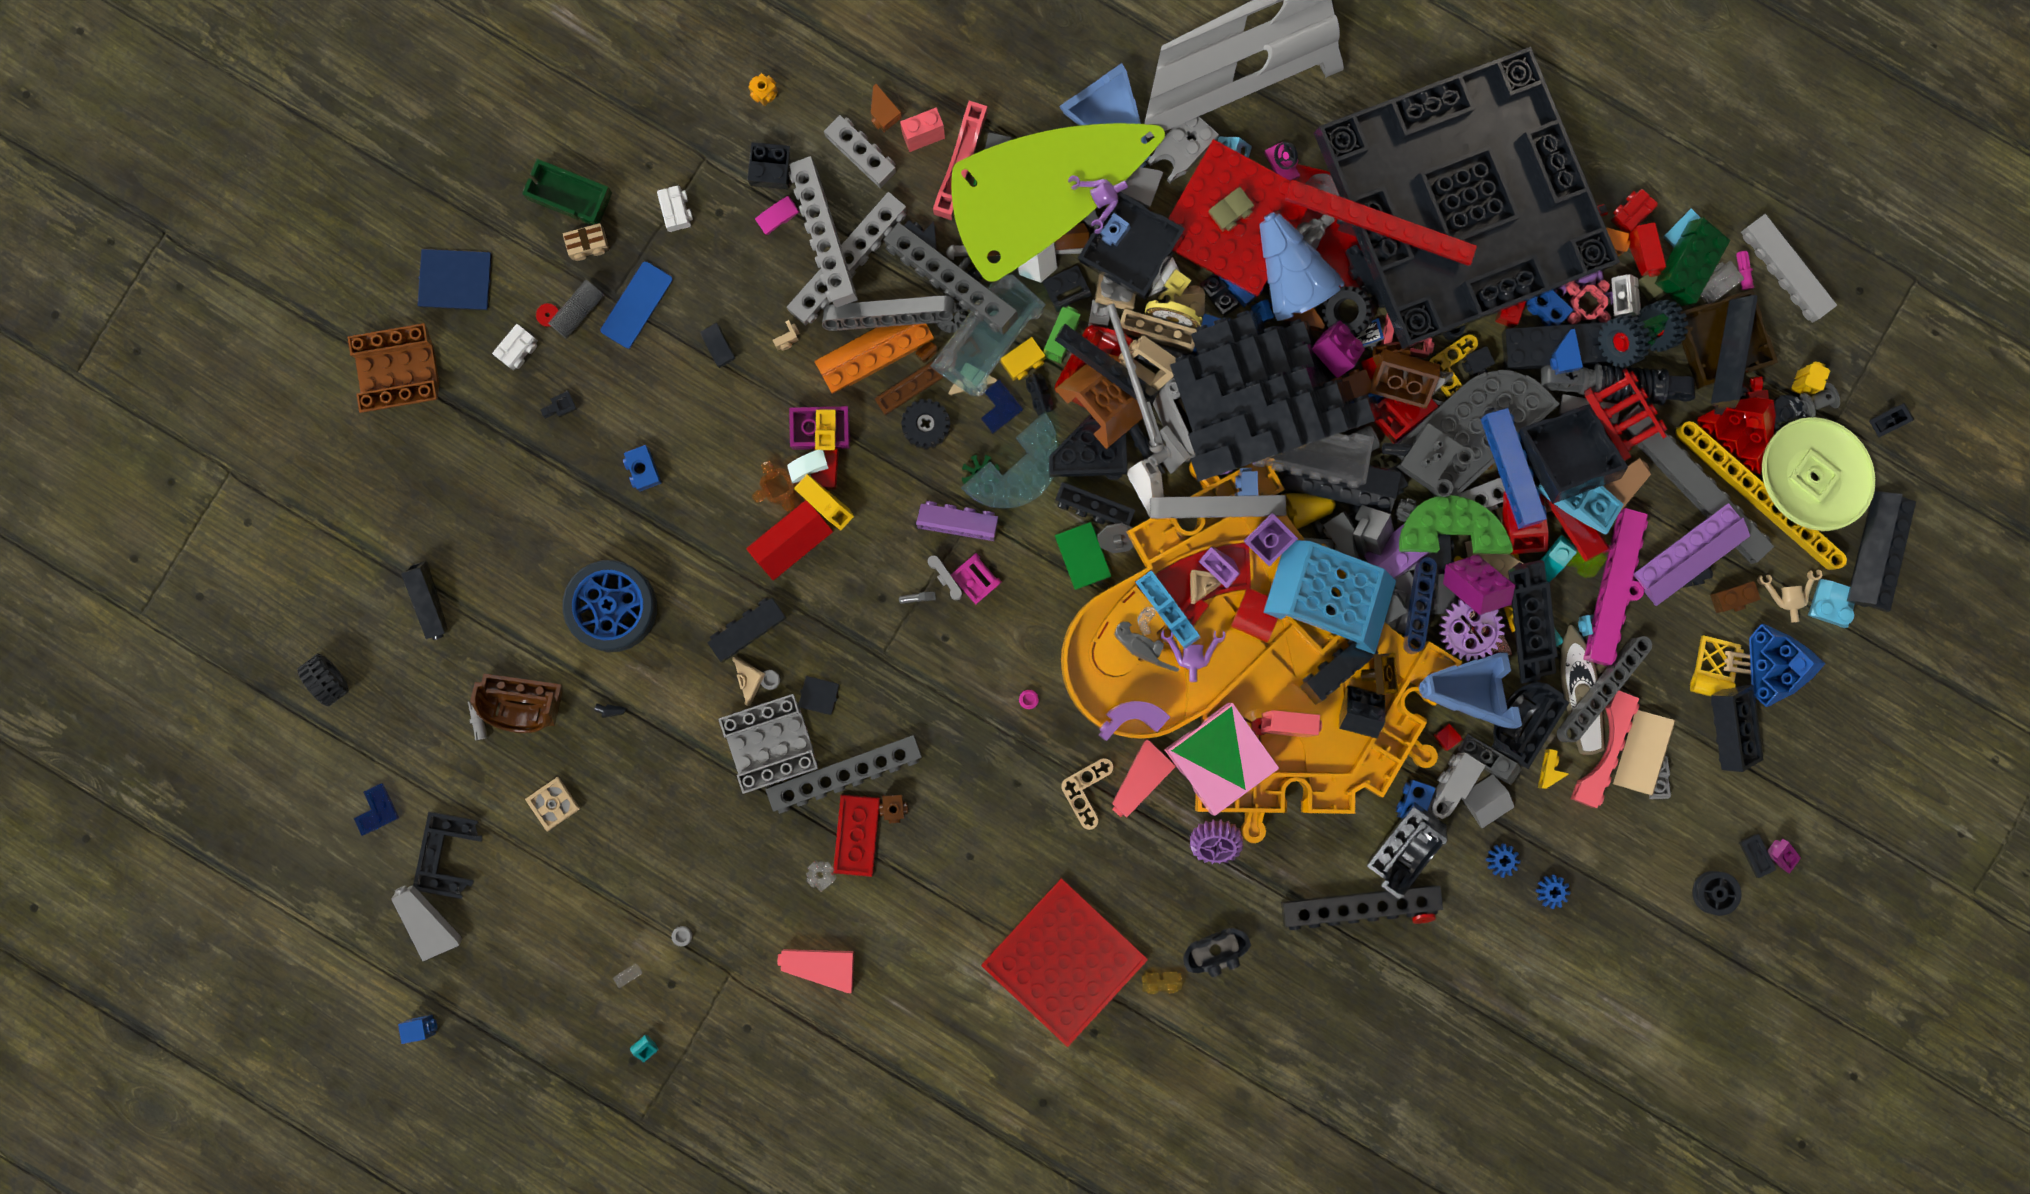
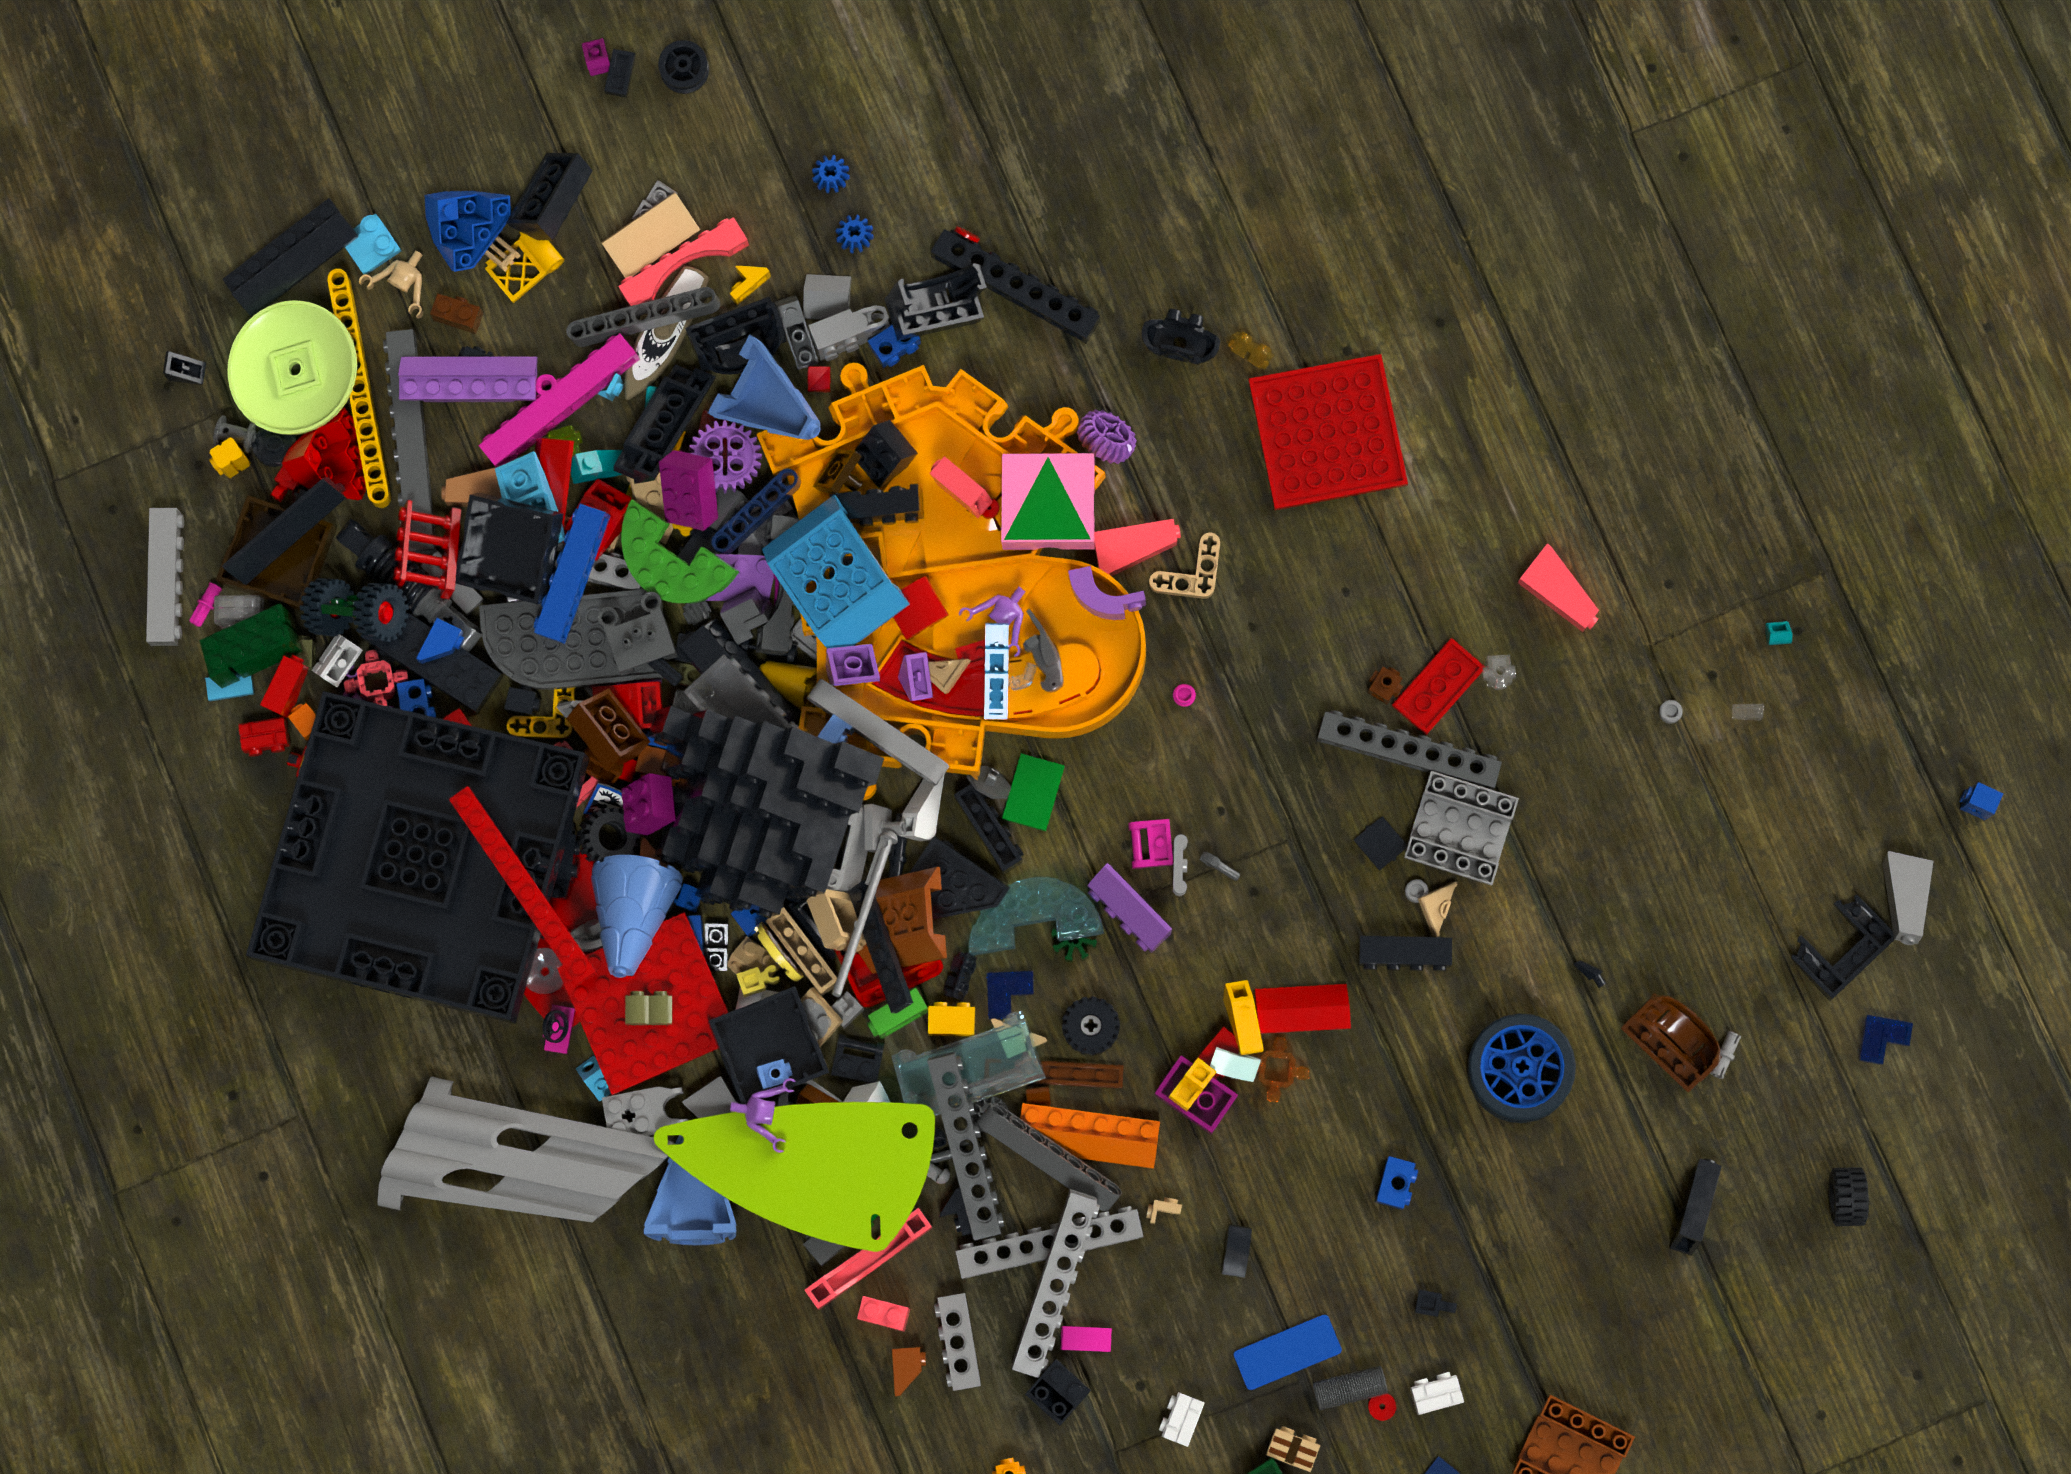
camera: 140 degrees left, 5 degrees down
(552, 804) = (1707, 922): tan piece -> none

